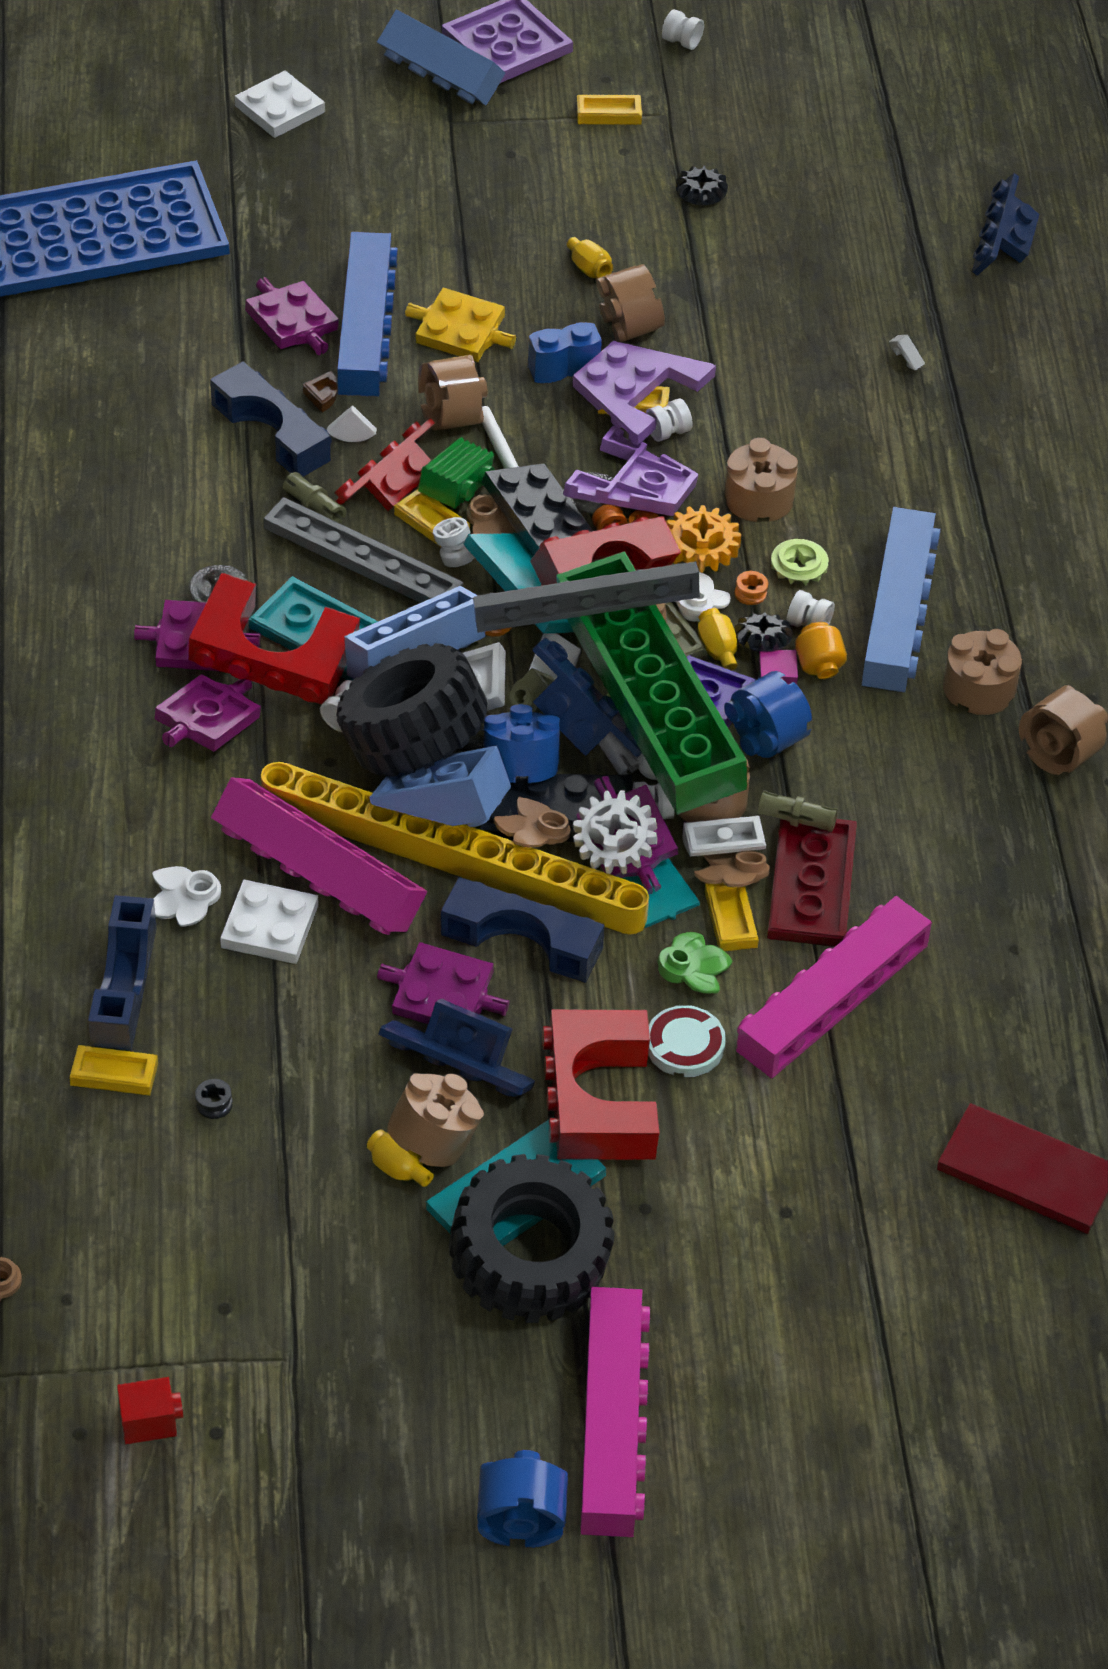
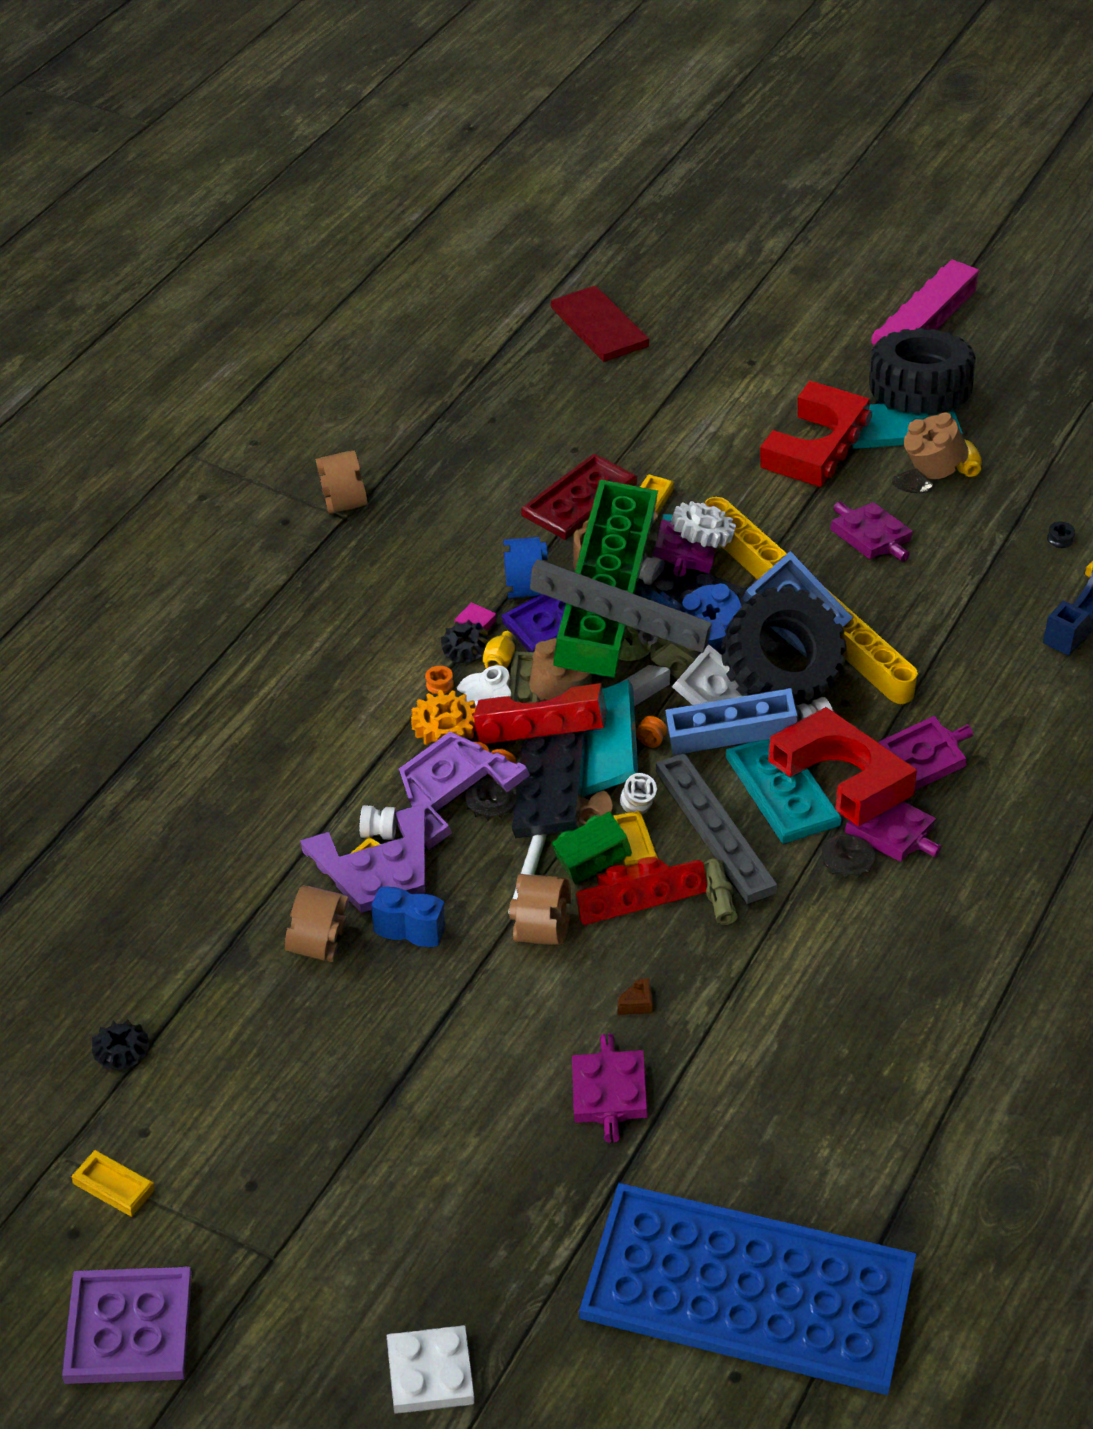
camera: 145 degrees left, 5 degrees down
(185, 894) = (1011, 652): white plate -> none
(247, 396) = (715, 1009): dark blue arch -> none
(269, 921) = (960, 615): white plate -> none
(318, 855) = (907, 621): dark pink brick -> none
(351, 427) = (642, 940): white tile -> none
(365, 313) = (542, 1047): brick -> none
(441, 58) = (228, 1315): medium blue brick -> none
(460, 324) = (467, 1002): yellow plate -> none
(464, 1042) = (891, 490): dark blue bracket -> none
(481, 912) = (819, 552): dark blue arch -> none
(522, 1500) = (1007, 284): blue brick -> none
(534, 824) = (743, 571): medium nougat plate -> none
(590, 258) = (294, 1011): yellow plant -> none
(686, 1041) = (738, 448): light aqua tile -> none
(693, 962) = (699, 481): bright green plate -> none
(760, 481) = (360, 735): medium nougat brick -> none
(797, 811) = (558, 514): olive pin -> none
(807, 552) = (383, 671): yellowish green gear -> none
(807, 610) = (420, 635): white wheel -> none
(820, 650) = (440, 607): light orange head -> none
(832, 986) = (626, 429): dark pink brick -> none
(899, 600) = (347, 618): medium blue brick -> none
(903, 345) = (130, 799): white tile -> none
(982, 671) = (348, 544): medium nougat brick -> none

